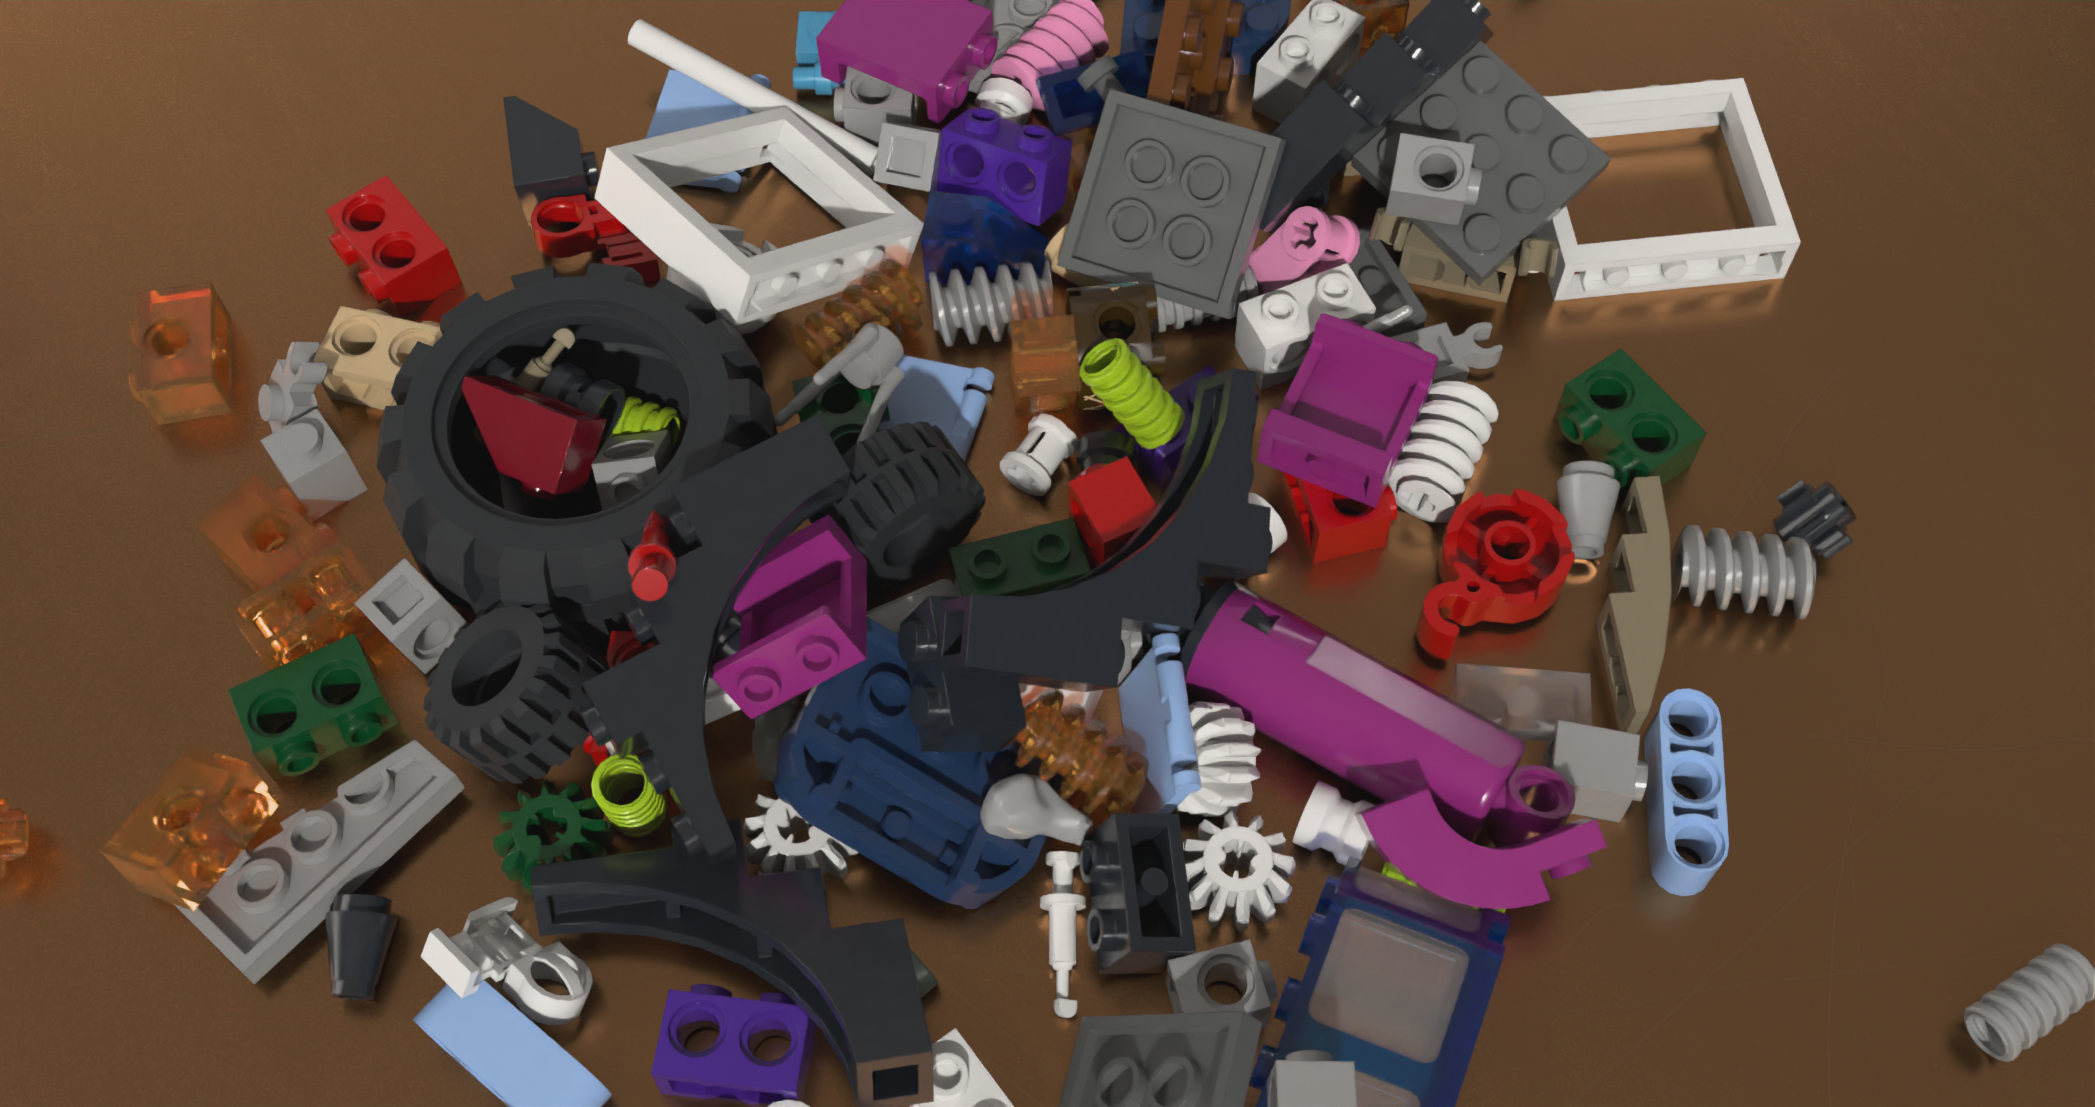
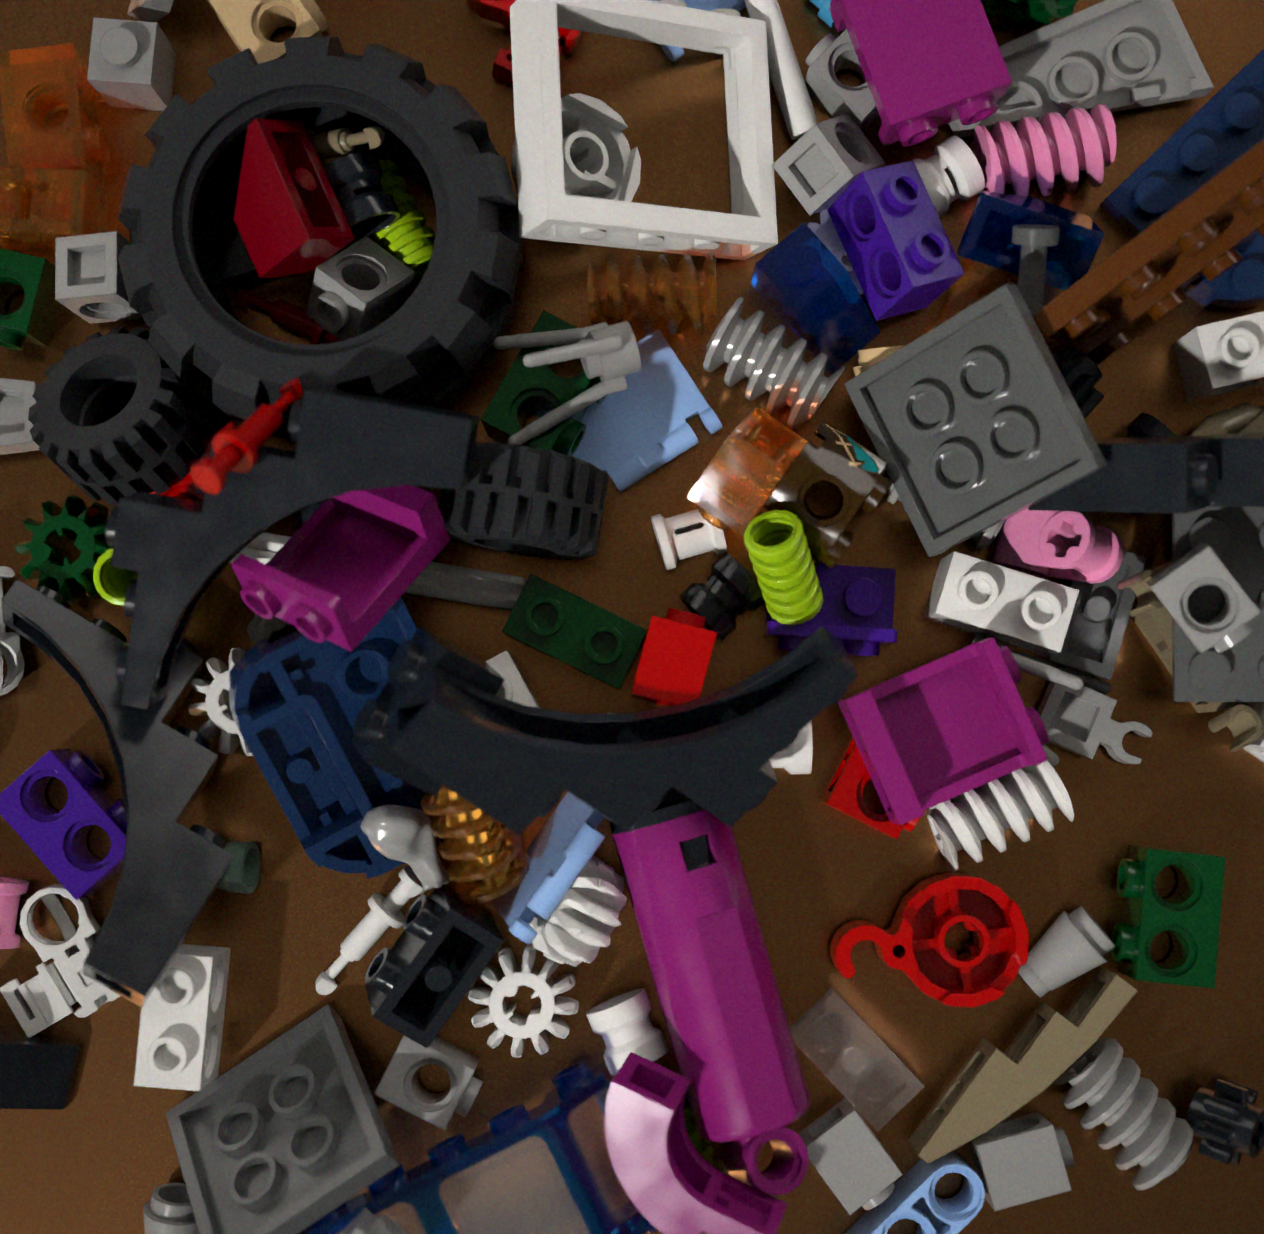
camera: 40 degrees right, 25 degrees up
(1712, 660) = (1022, 1160): none -> light grey brick

